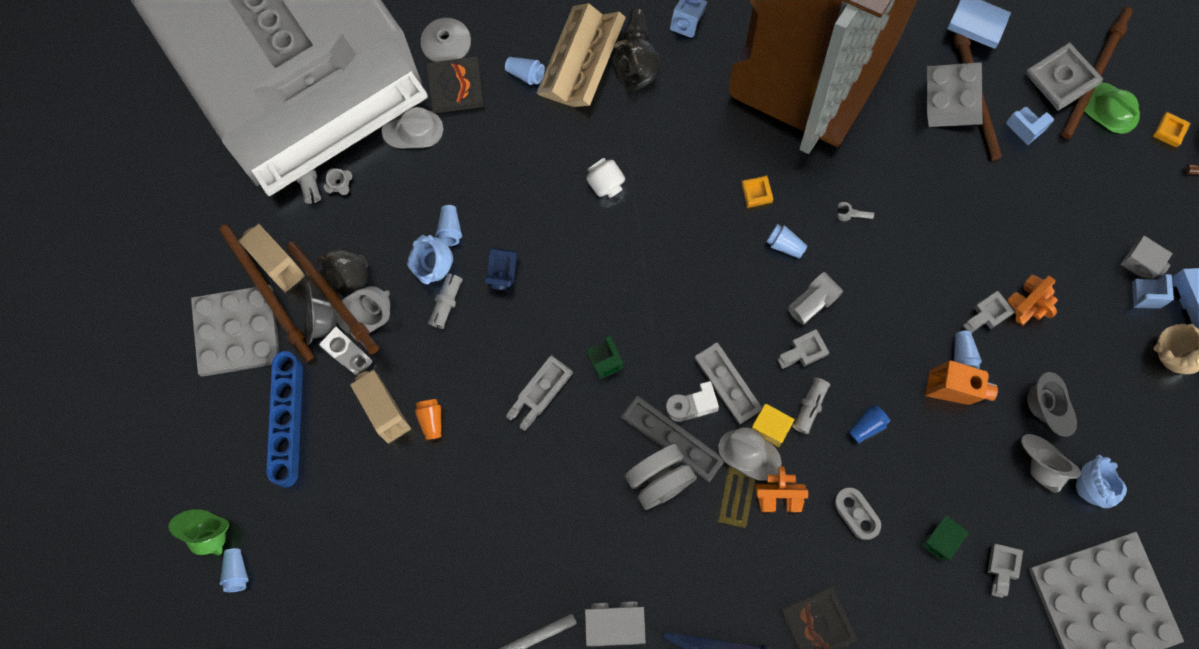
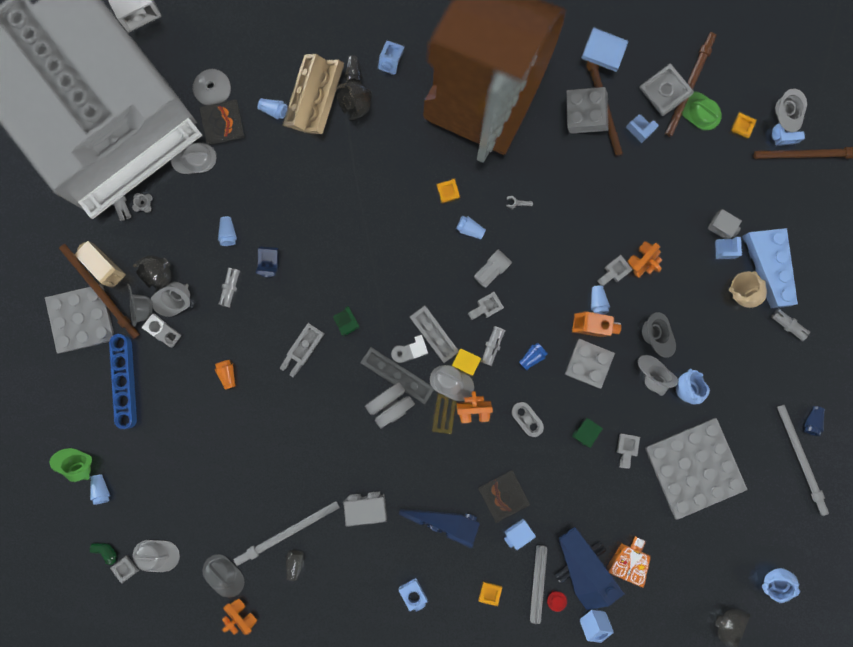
camera: 15 degrees left, 10 degrees up
(357, 329) = (168, 316): reddish brown bar -> none
(380, 406) = (189, 368): tan slope -> none
(430, 259) = (215, 258): light blue hair -> none
(605, 178) = (338, 188): white head -> none
(950, 441) = (589, 363): none -> light grey plate

